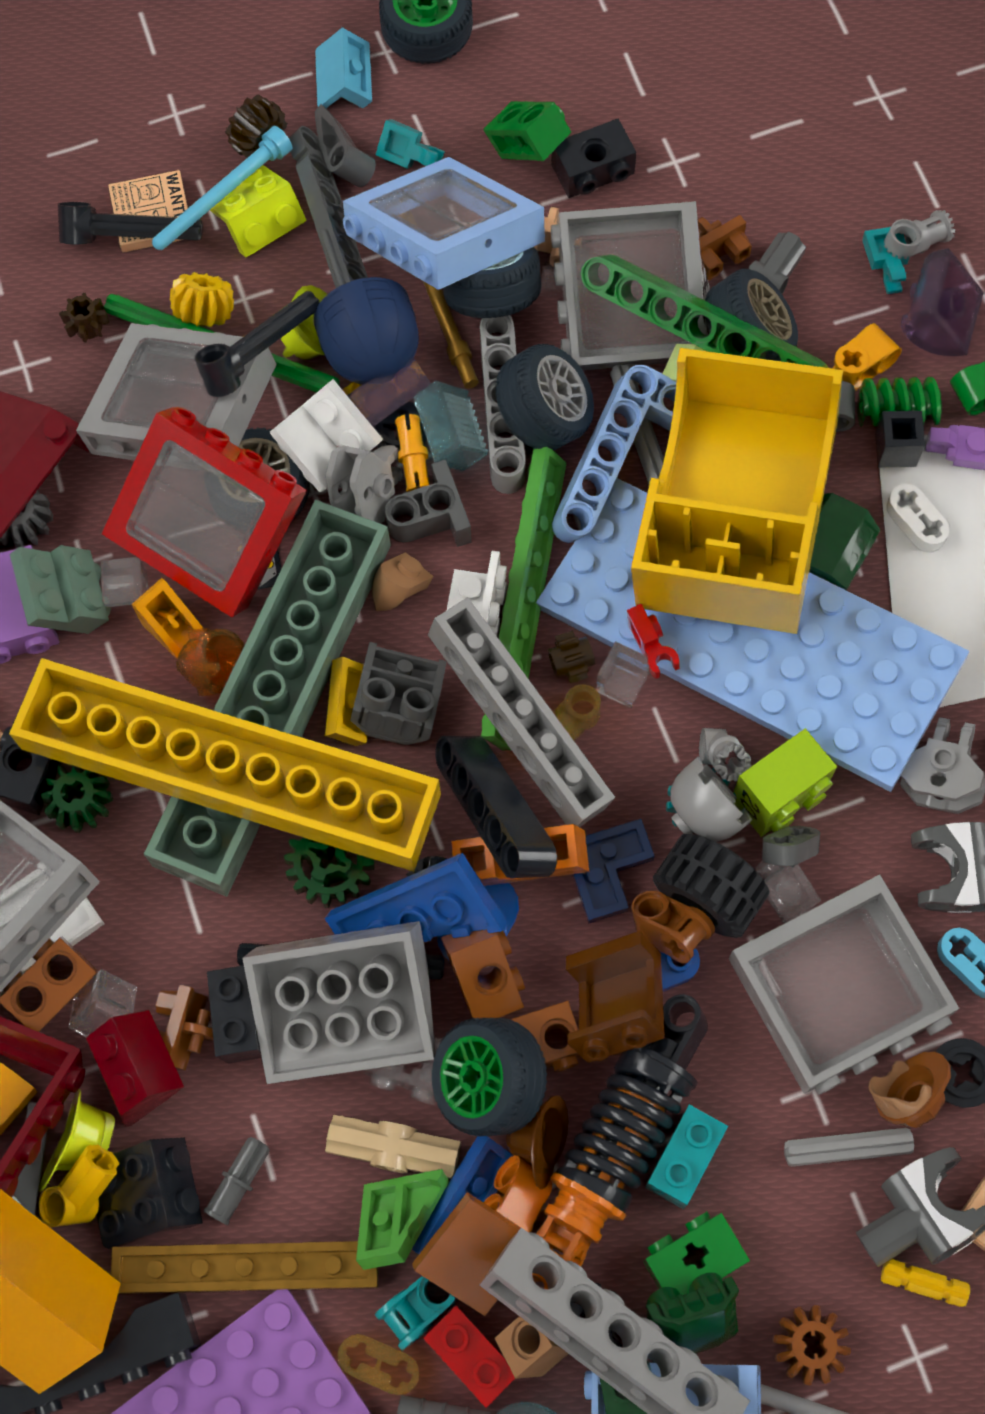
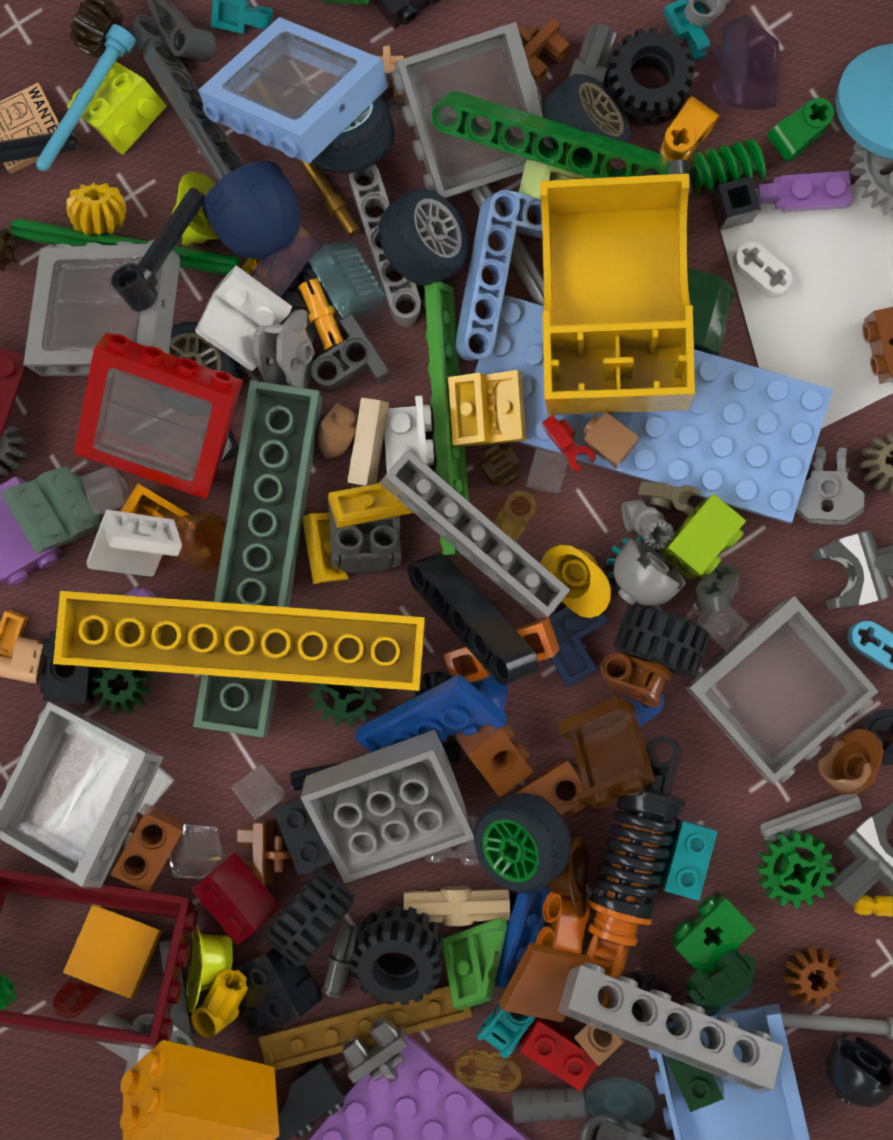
camera: 15 degrees left, 15 degrees up
(135, 642) = (133, 543): none -> white bracket
(196, 956) = (258, 791): none -> clear panel
(213, 1107) = (309, 917): none -> black tyre
(227, 1297) = (380, 1057): none -> flat silver hips
(283, 1205) = (394, 977): none -> black tyre
(408, 662) = (364, 505): none -> yellow tile
(428, 598) = (368, 441): none -> tan piece
(570, 590) = (487, 408): none -> yellow slope
(637, 801) = (580, 573): none -> yellow piece
(701, 648) = (609, 439): none -> medium nougat brick
(754, 729) = (664, 495): none -> dark tan plate
(819, 1223) = (809, 873): none -> green gear
(838, 270) = (653, 51): none -> black tyre

